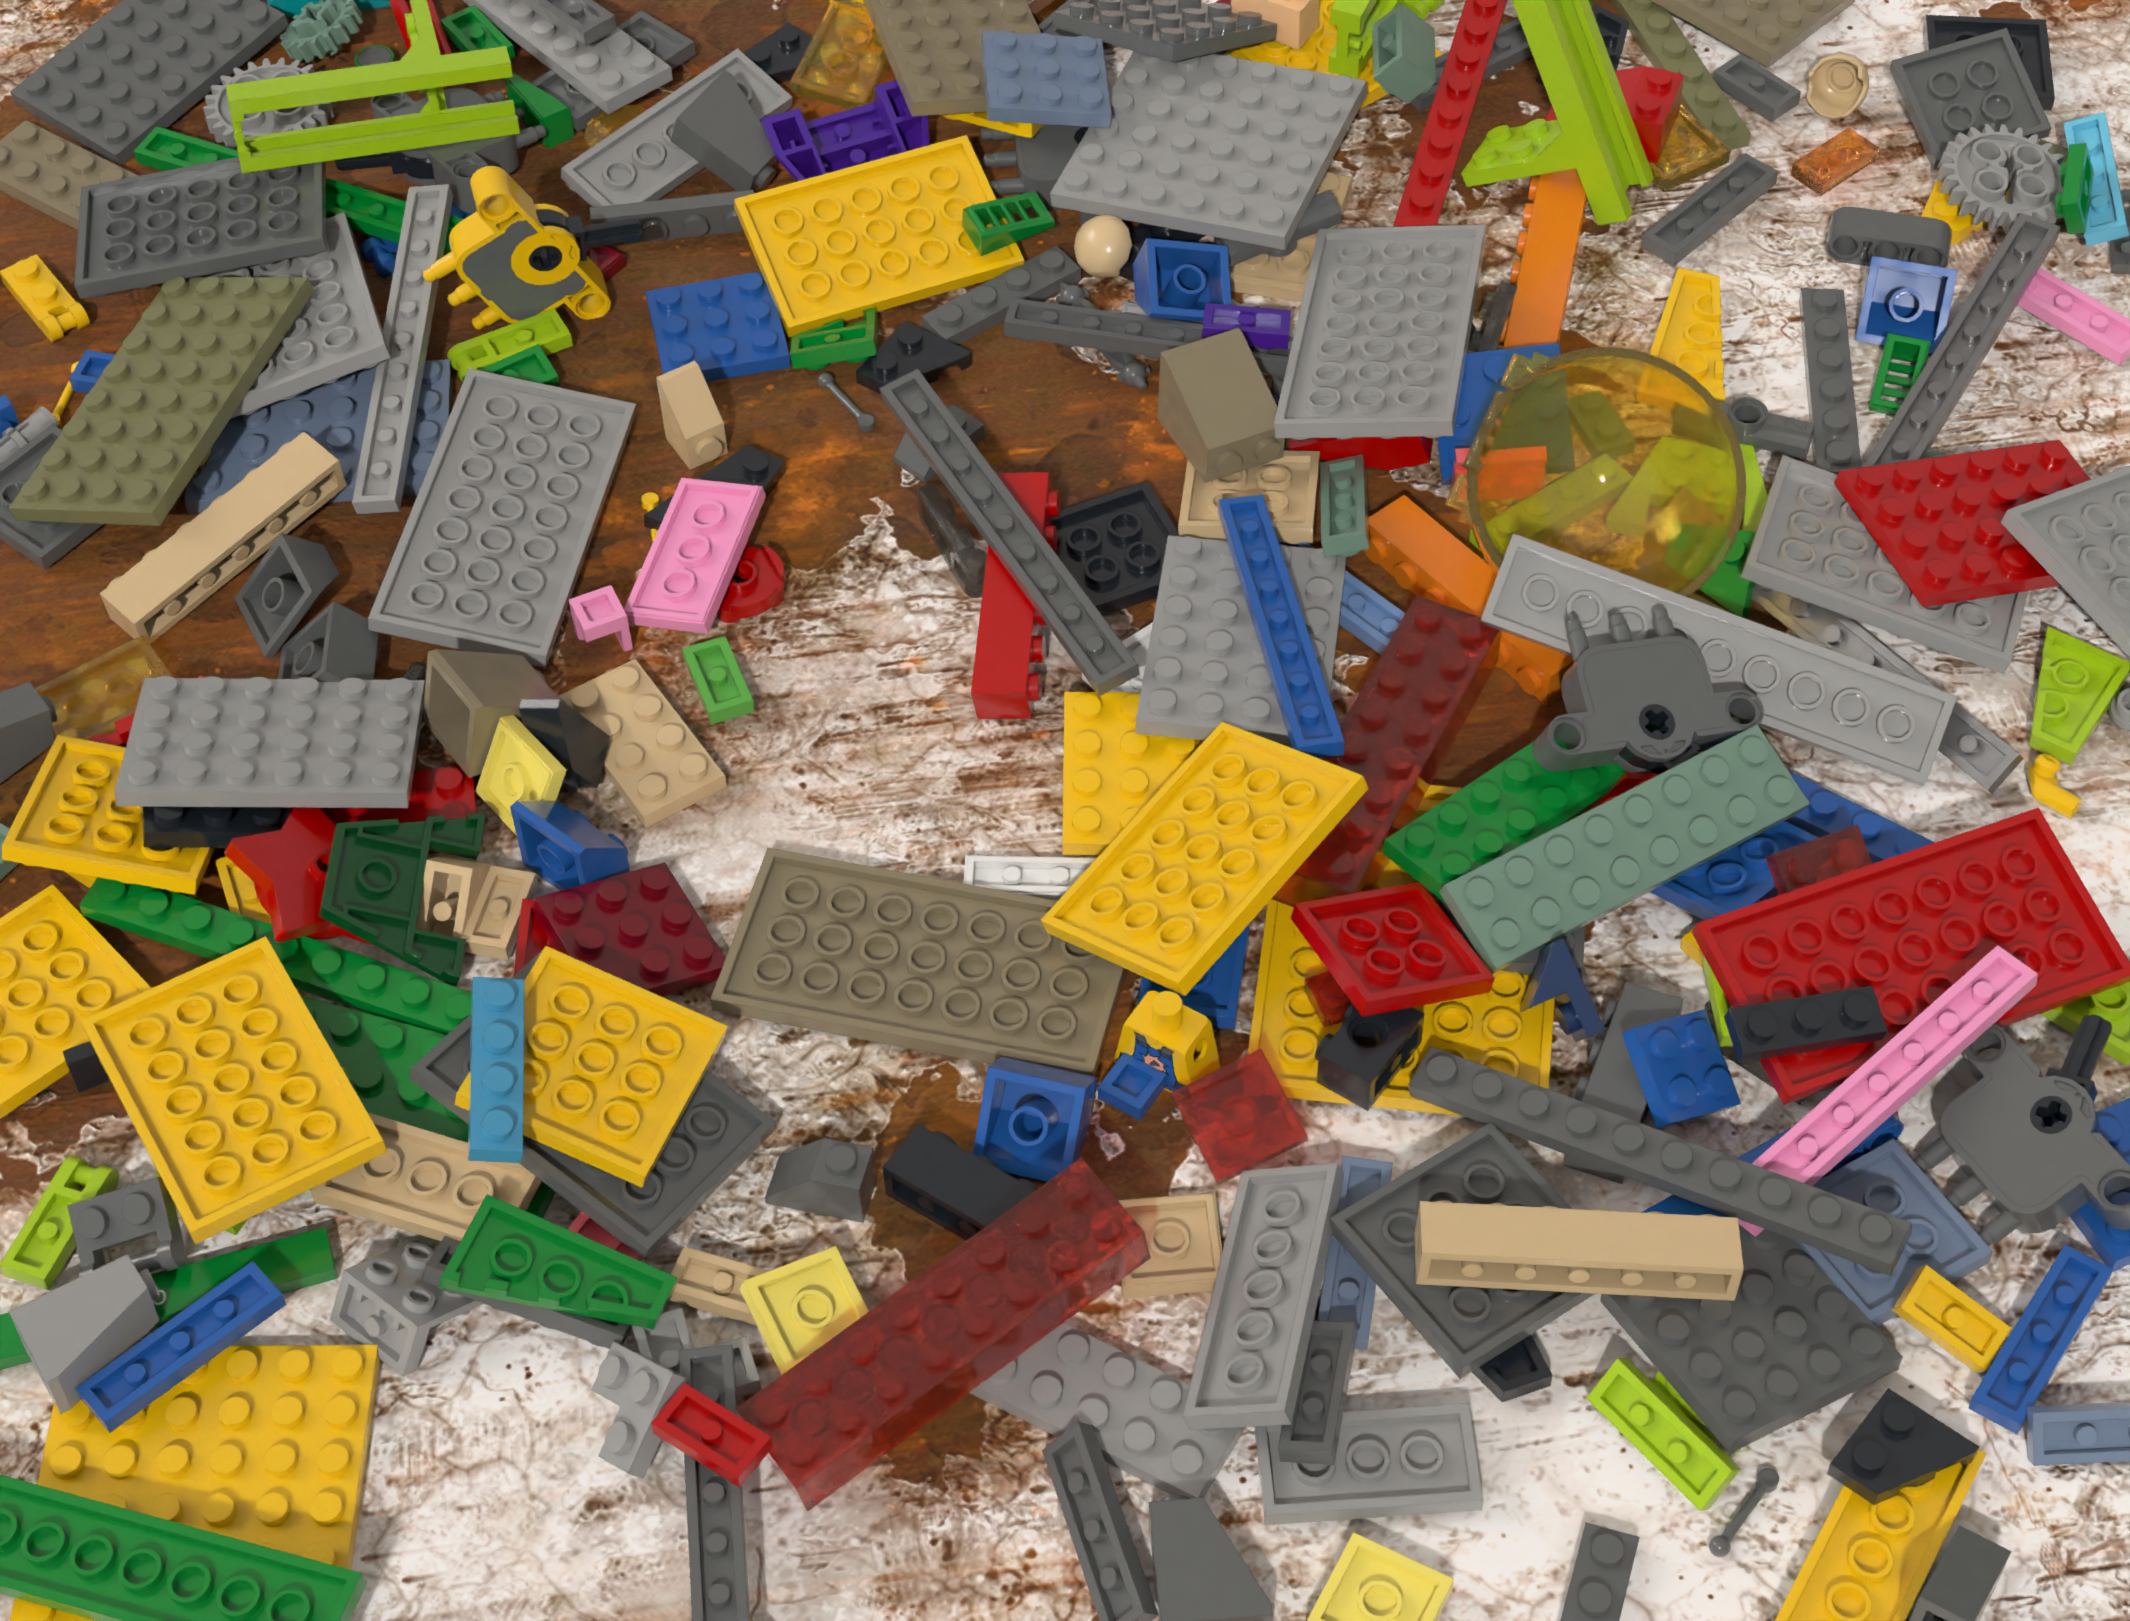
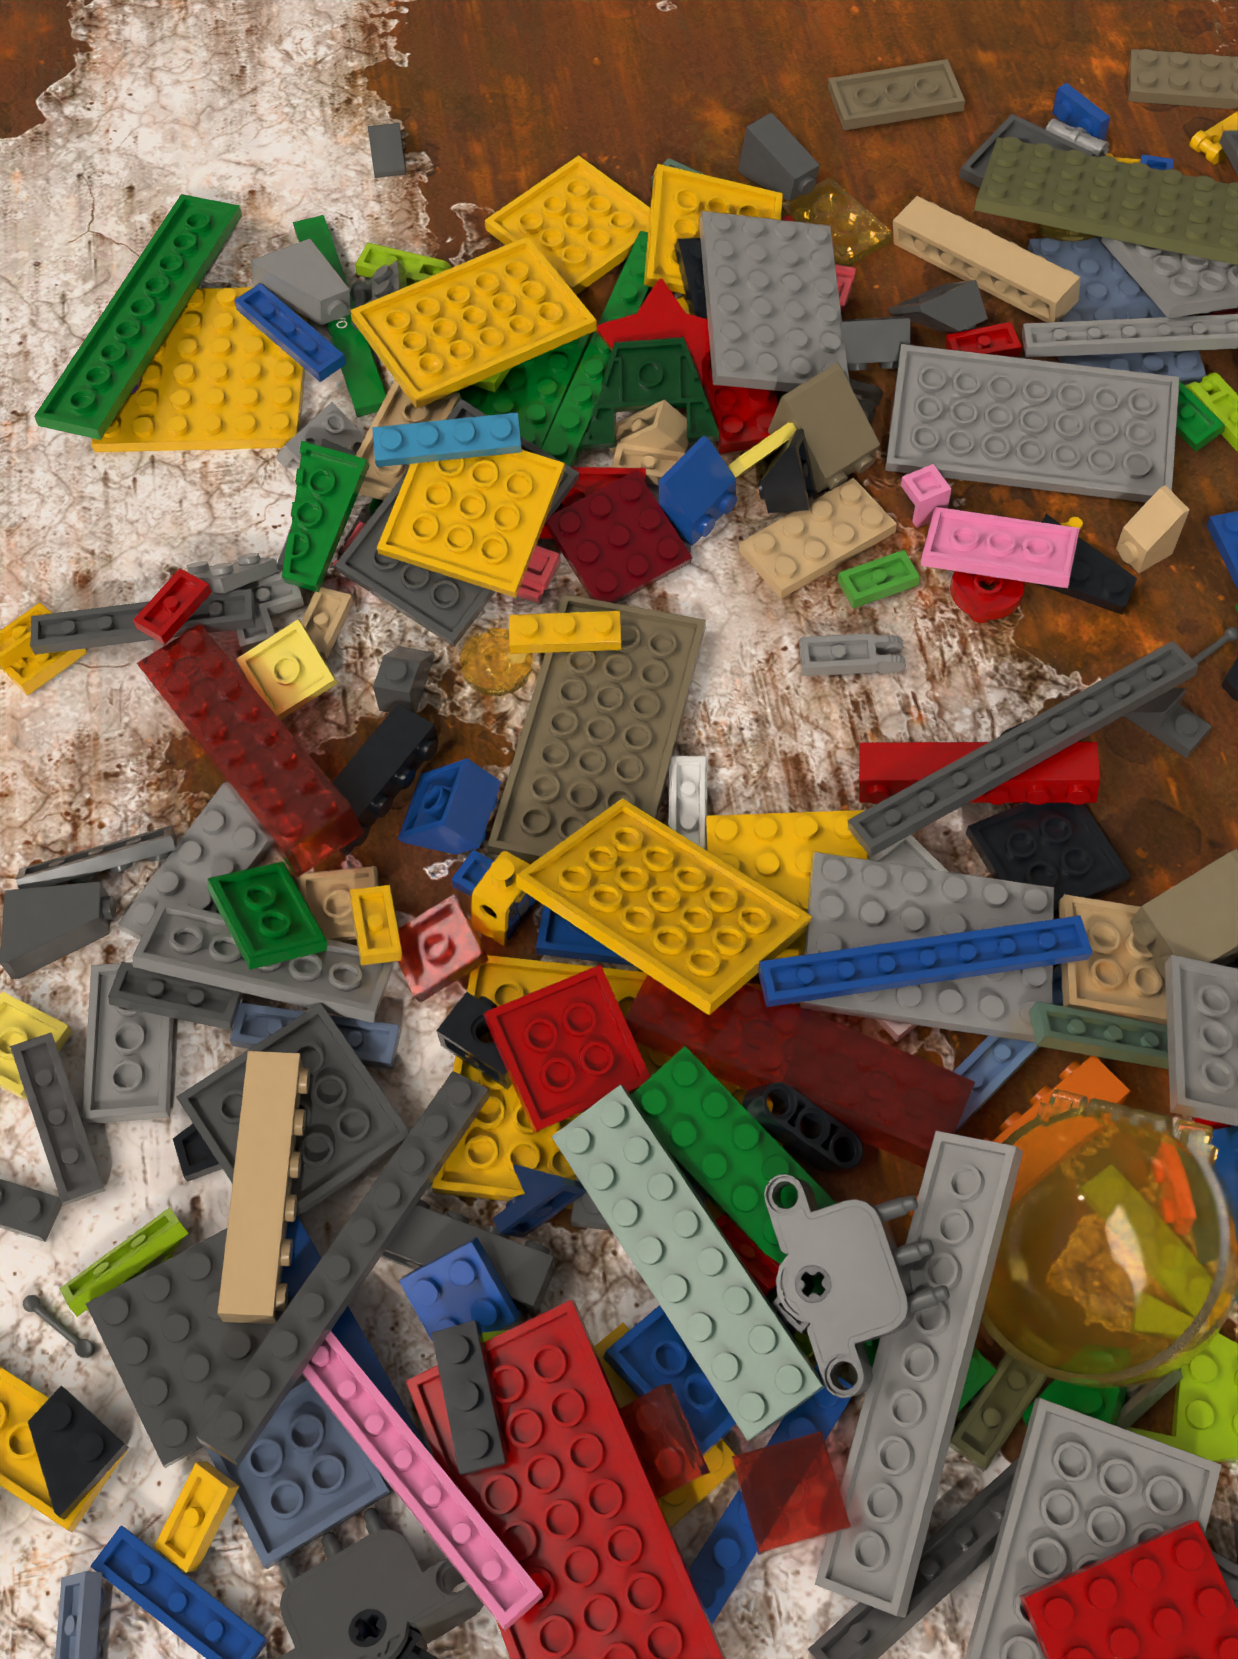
camera: 90 degrees right, 10 degrees up
(357, 559) = (991, 340): none -> red plate
(778, 990) = (564, 632): none -> yellow plate
(801, 1084) = (491, 667): none -> clear yellow tile
(828, 717) = (850, 654): none -> light grey hinge
(1198, 1298) = (266, 915): none -> green tile
(1211, 1178) = (375, 925): none -> yellow plate
(1462, 754) = (820, 1127): none -> black beam
(1486, 1524) = (57, 1119): none -> flat silver plate
(1850, 781) = (790, 1493): none -> clear red plate

